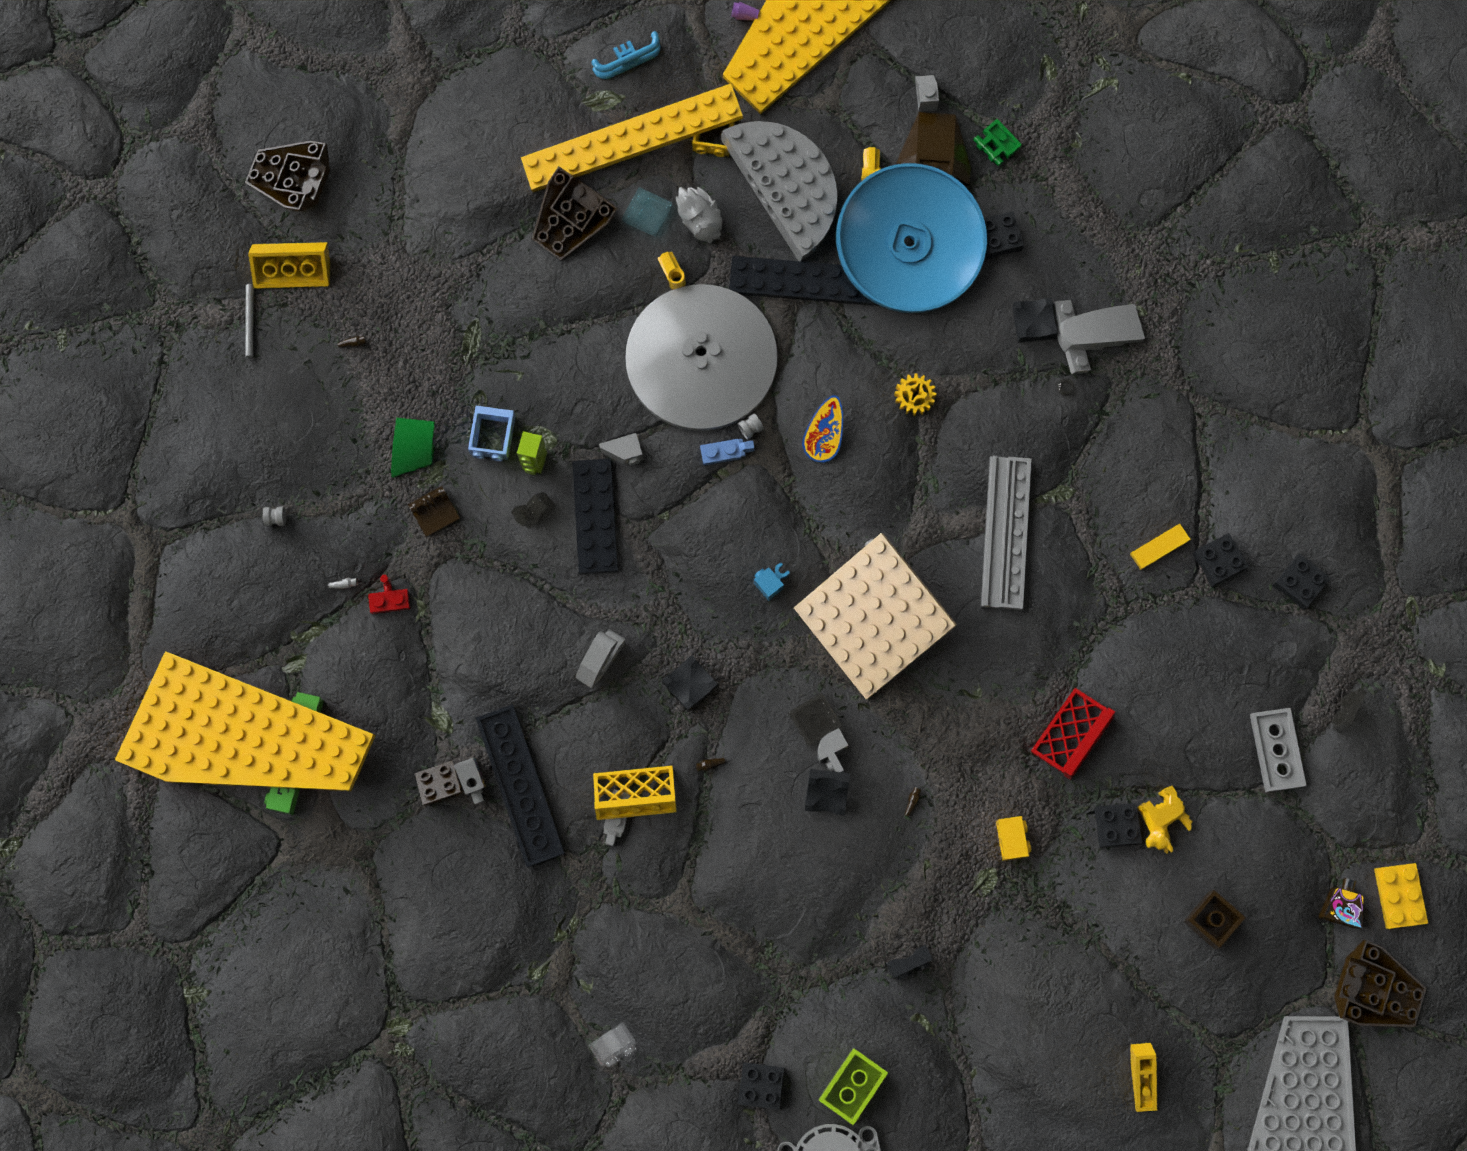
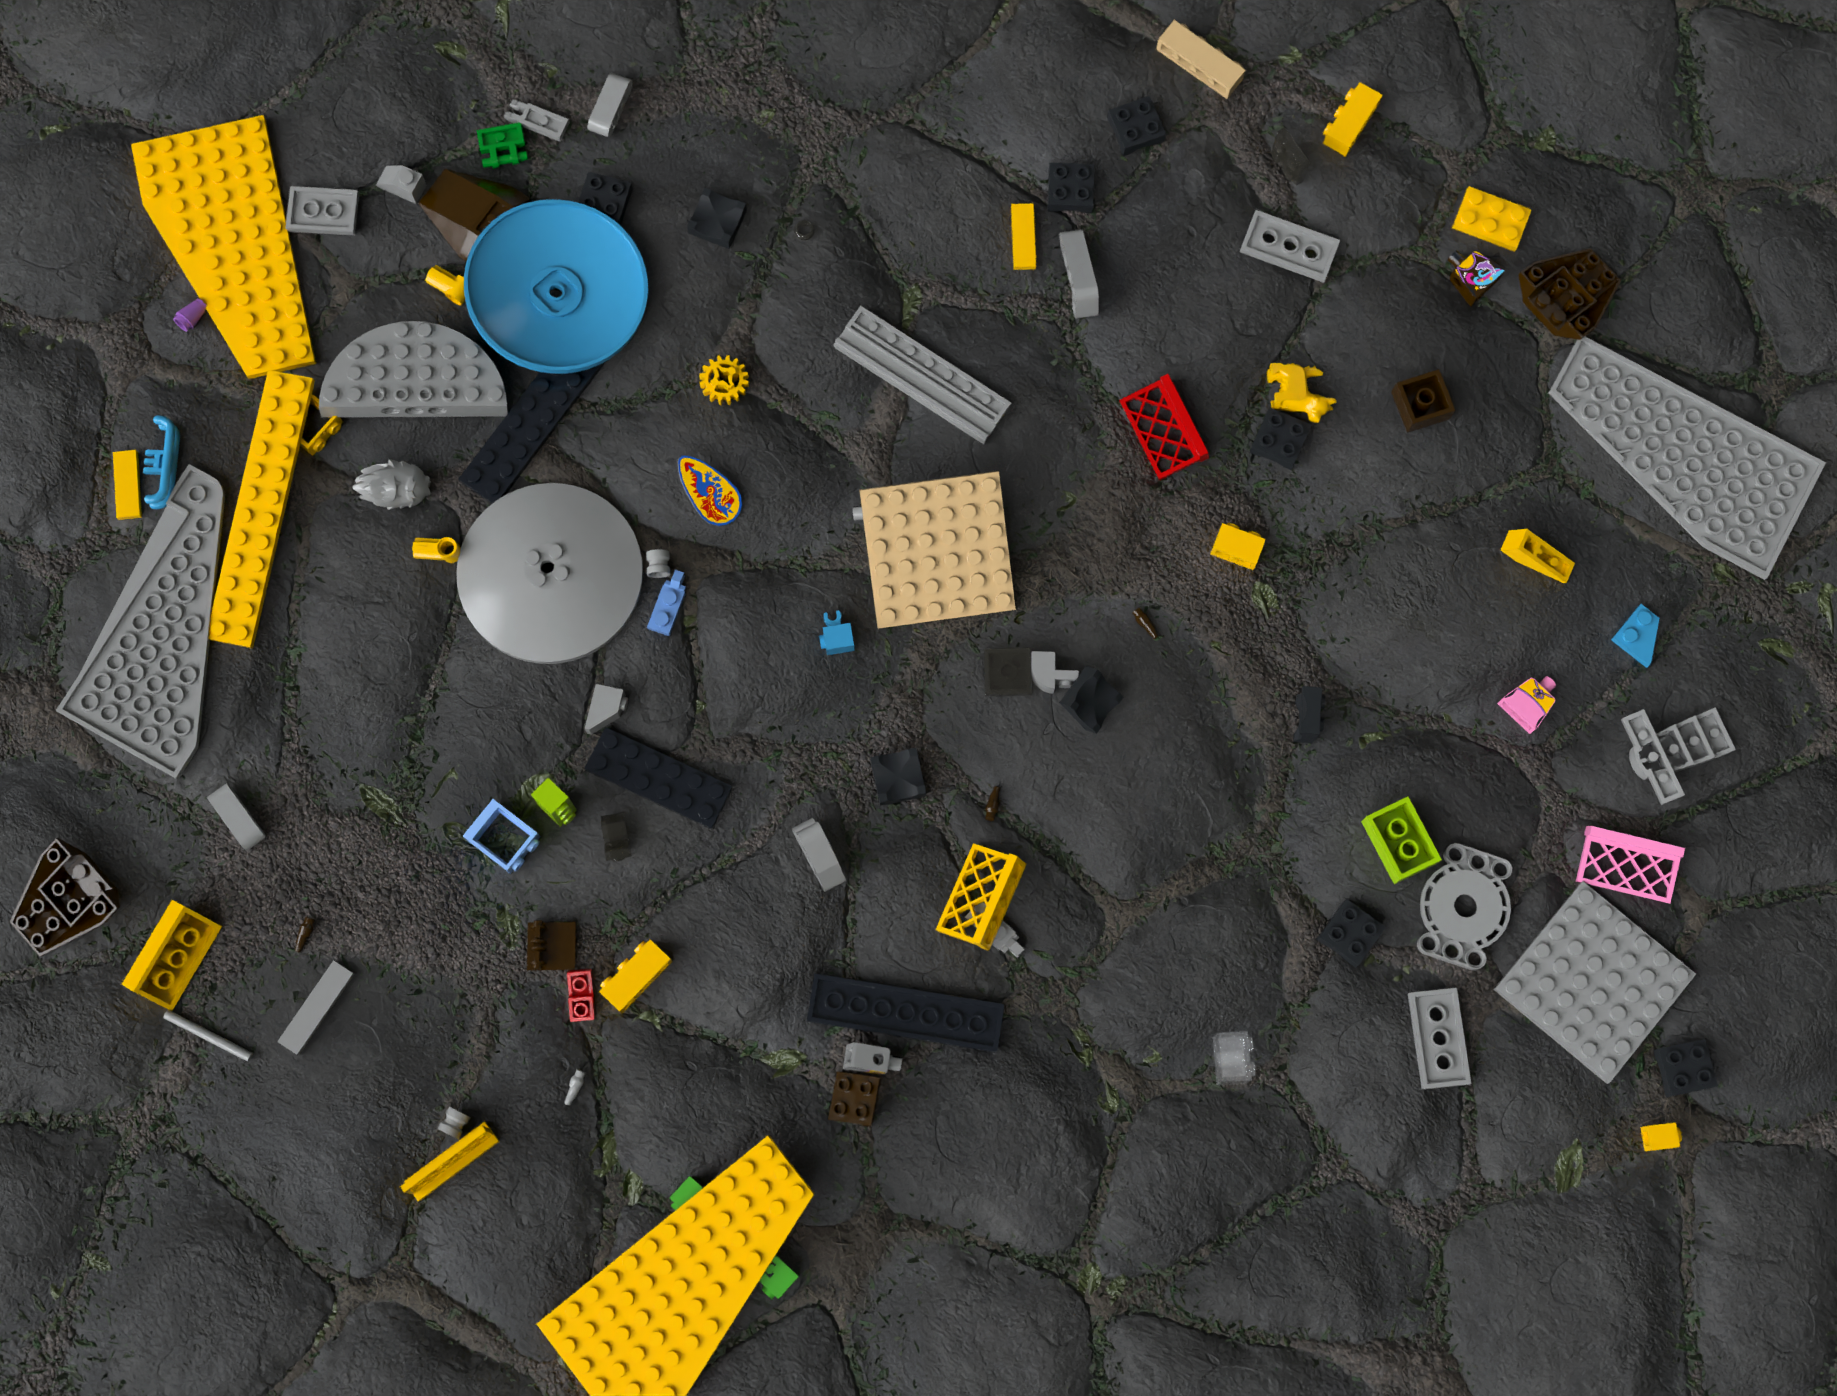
camera: 65 degrees left, 0 degrees up
(246, 529) = (450, 1162): none -> yellow fence
(306, 379) = (315, 1008): none -> light grey tile
(388, 600) = (621, 1047): red plate -> none
(408, 250) = (236, 817): none -> light grey beam
(410, 551) = (580, 995): none -> red slope
(412, 445) = (464, 929): green slope -> none
(443, 580) = (635, 975): none -> yellow brick
(487, 130) = (152, 655): none -> light grey wing
(570, 214) = (306, 620): dark brown wedge -> none
(599, 44) = (127, 484): none -> yellow tile
(647, 211) = (352, 540): clear light blue plate -> none
(873, 52) = (322, 210): none -> light grey plate
(1021, 1131) = (1529, 702): none -> bright pink torso
(1032, 156) = (538, 120): none -> light grey hinge
(1075, 197) = (610, 105): none -> light grey beam
(1094, 331) = (764, 168): light grey slope -> none
(1155, 603) = (1080, 273): none -> light grey beam
(1386, 600) = (1200, 59): none -> tan brick
(1413, 741) = (1351, 118): none -> yellow brick

